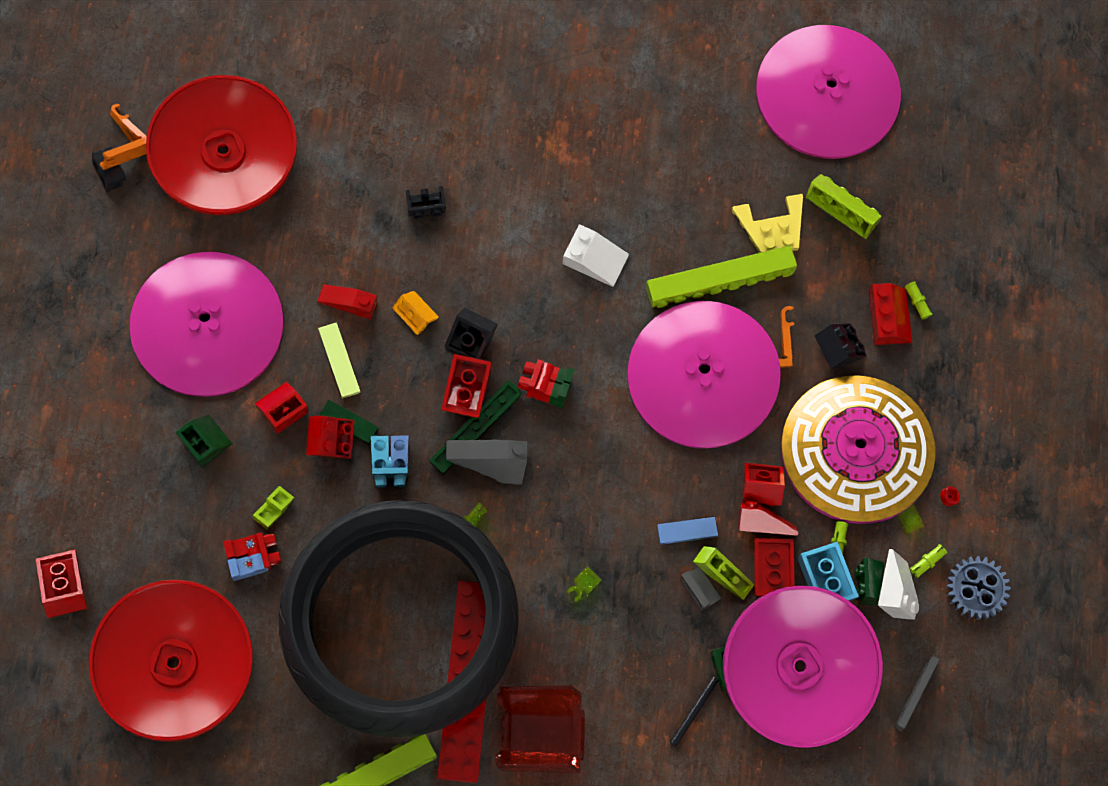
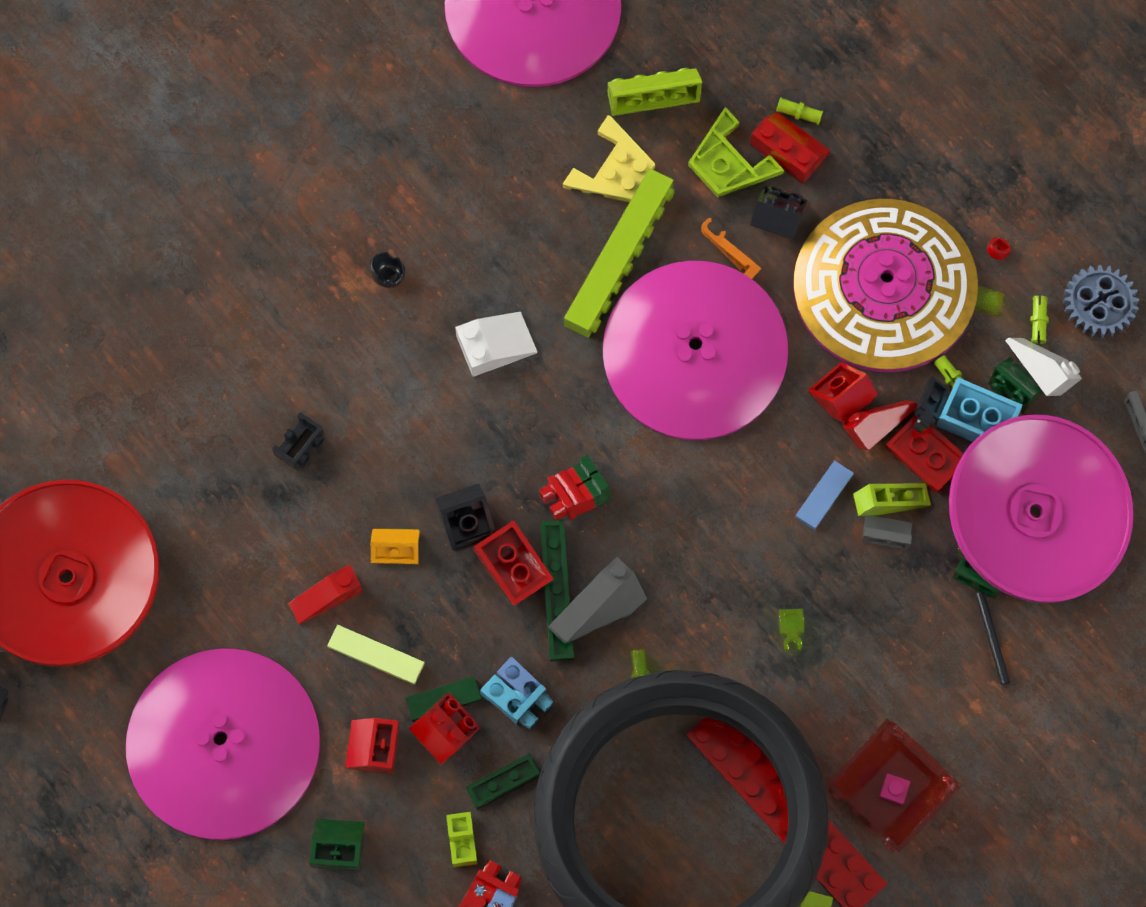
camera: 40 degrees left, 0 degrees up
(329, 499) = (503, 781): none -> dark green tile
(540, 734) = (894, 789): none -> dark pink plate
(578, 156) = (387, 270): none -> black hair
(805, 541) = (931, 404): none -> black hinge
(837, 284) = (722, 166): none -> lime wing

